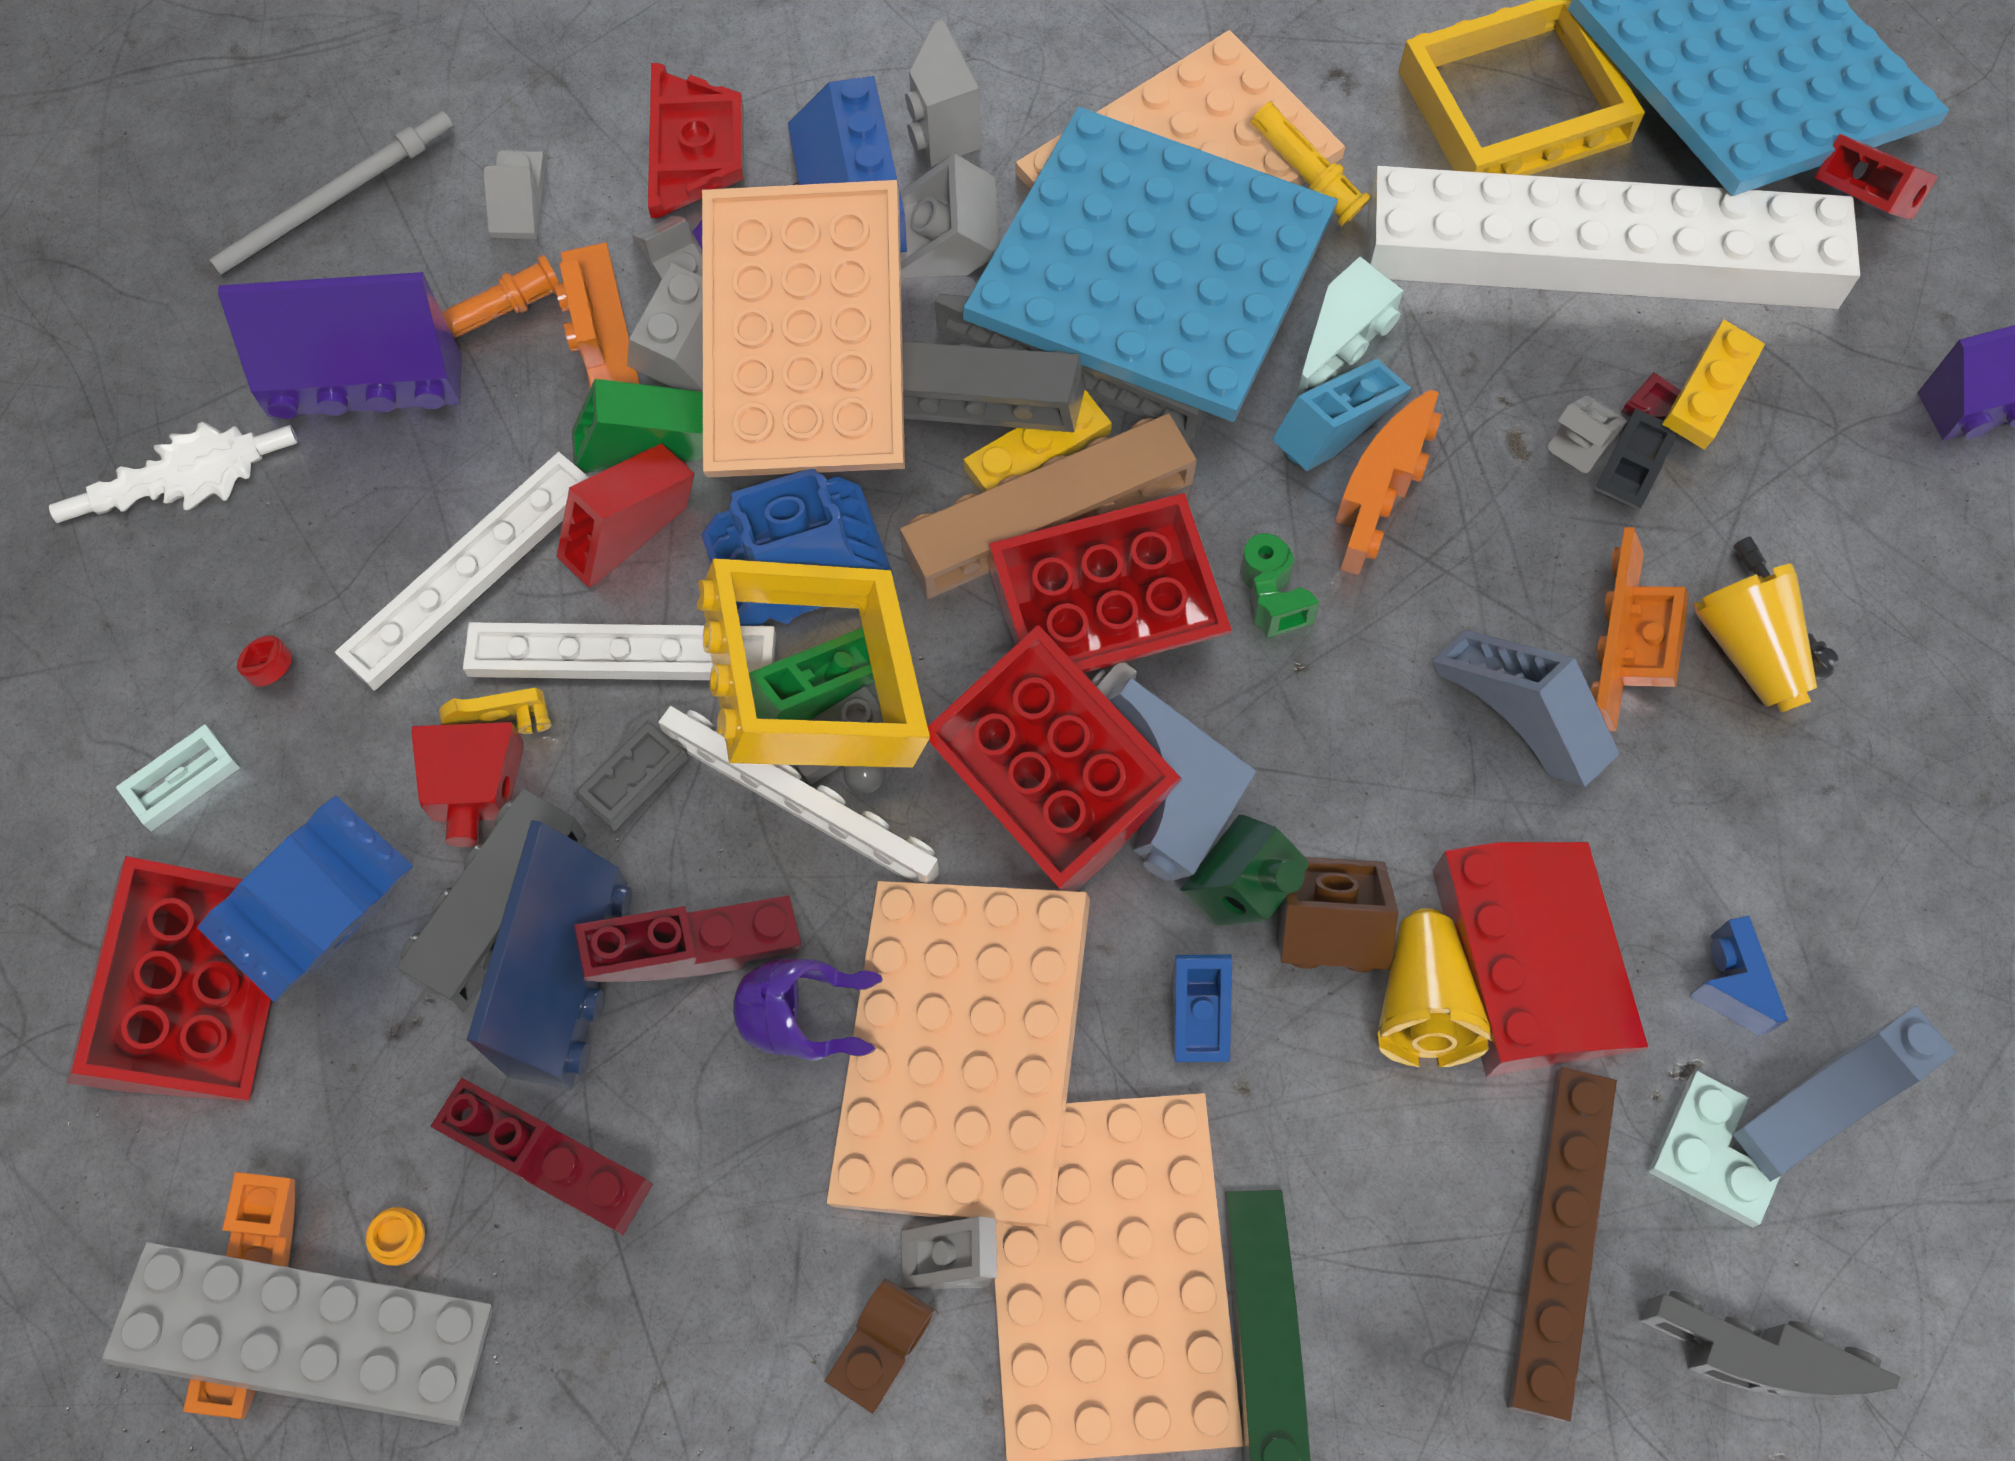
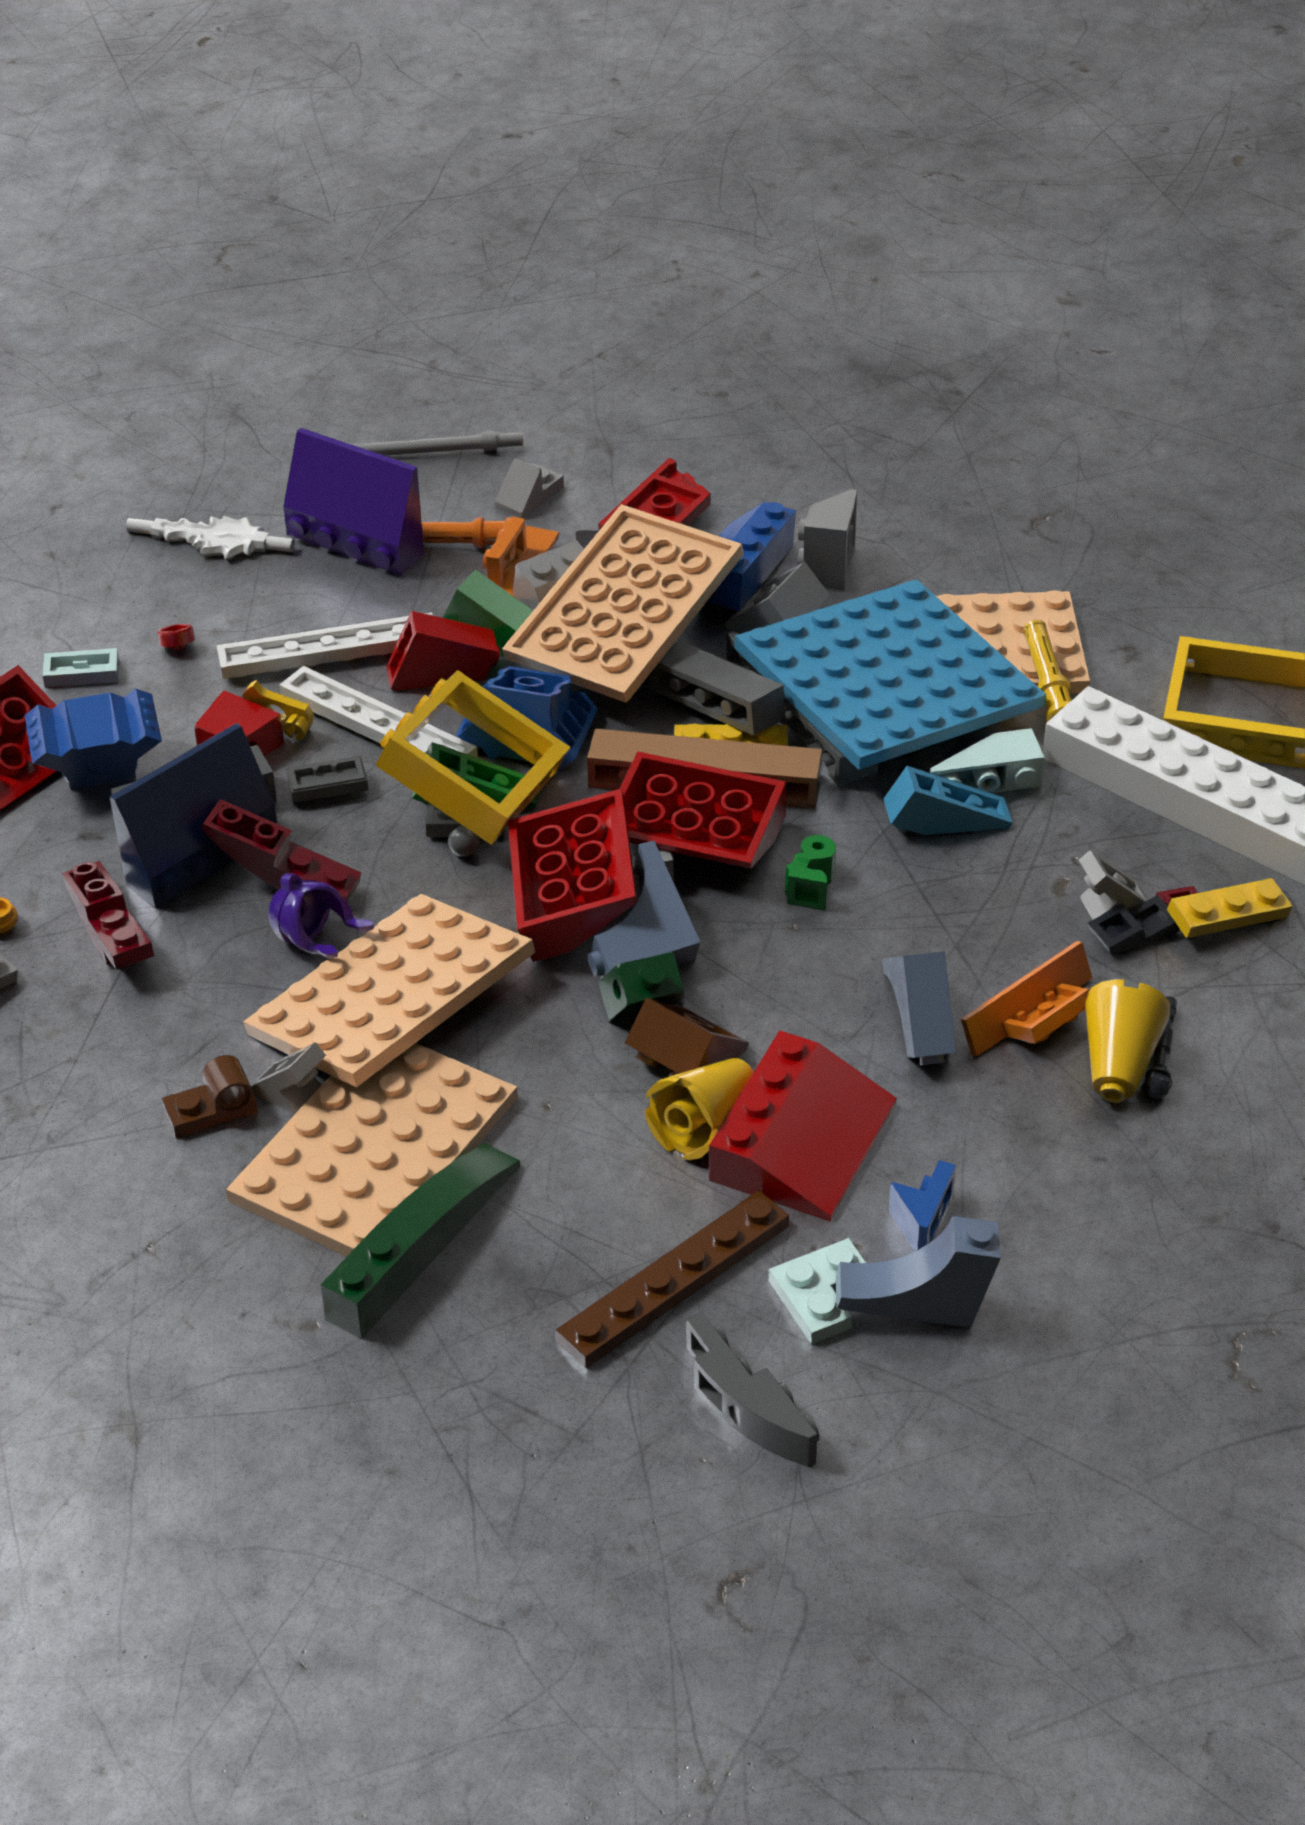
camera: 35 degrees right, 25 degrees down
(820, 807) = (410, 828): white plate -> none
(1202, 1007) = (554, 1034): blue slope -> none
(1385, 473) = (944, 845): orange slope -> none

